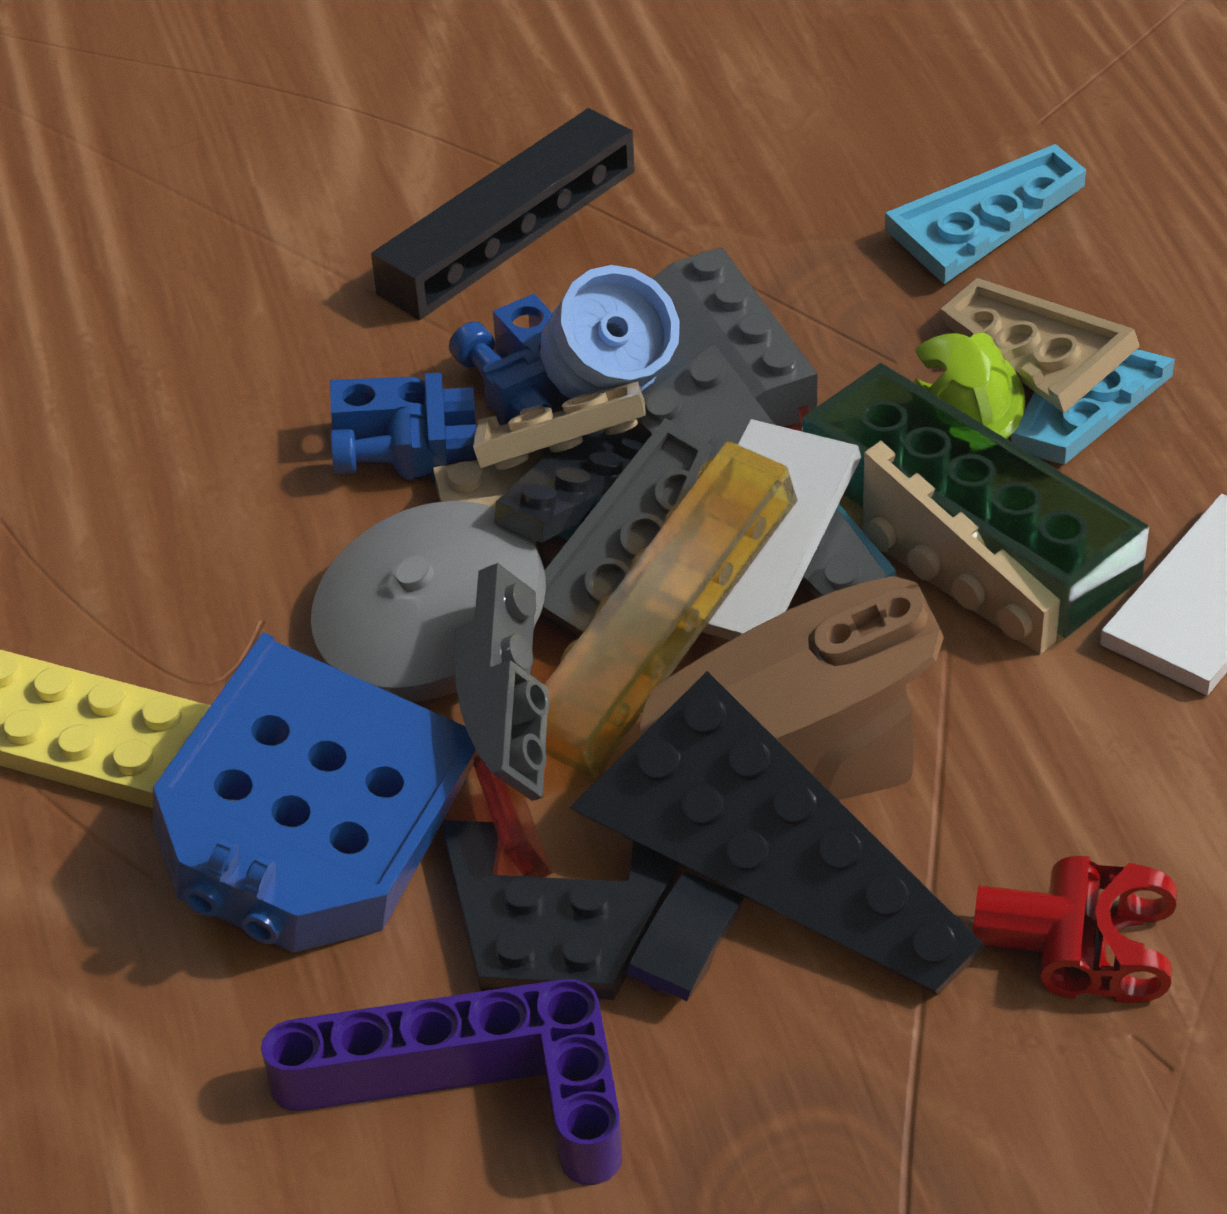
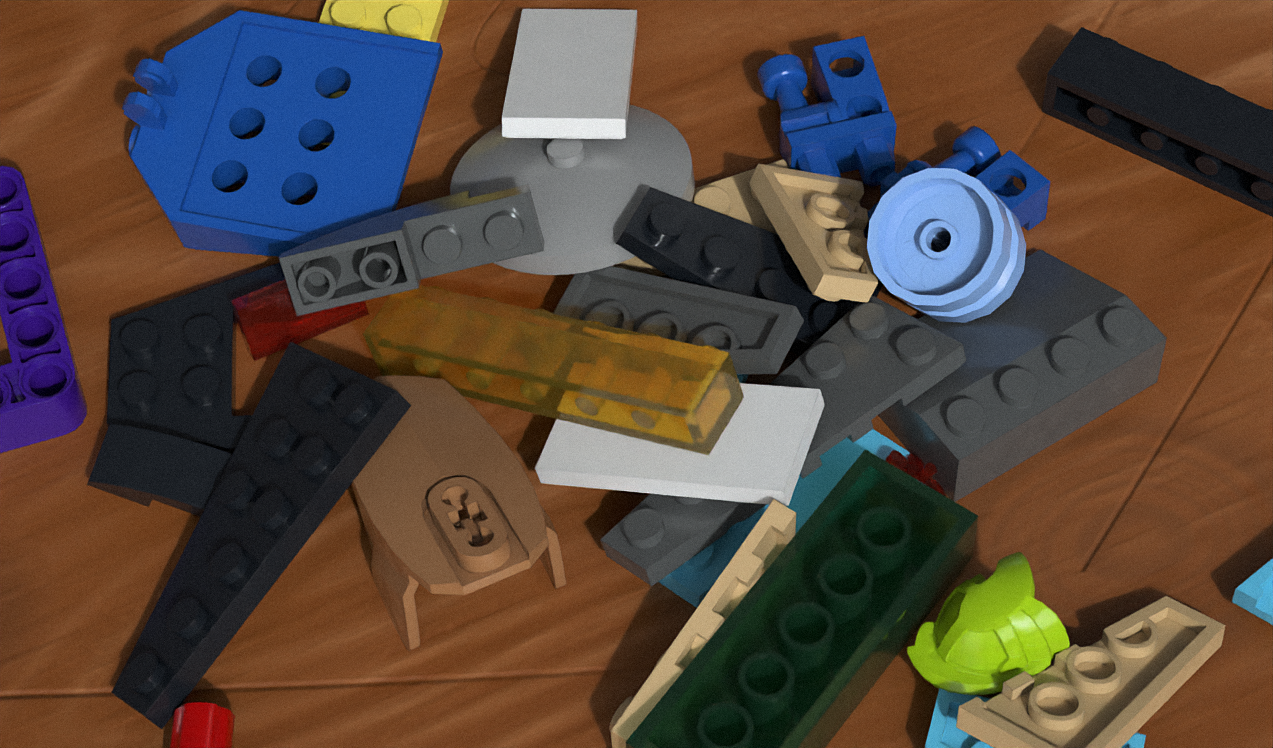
camera: 80 degrees right, 10 degrees up
(297, 578) = (571, 74): none -> white tile

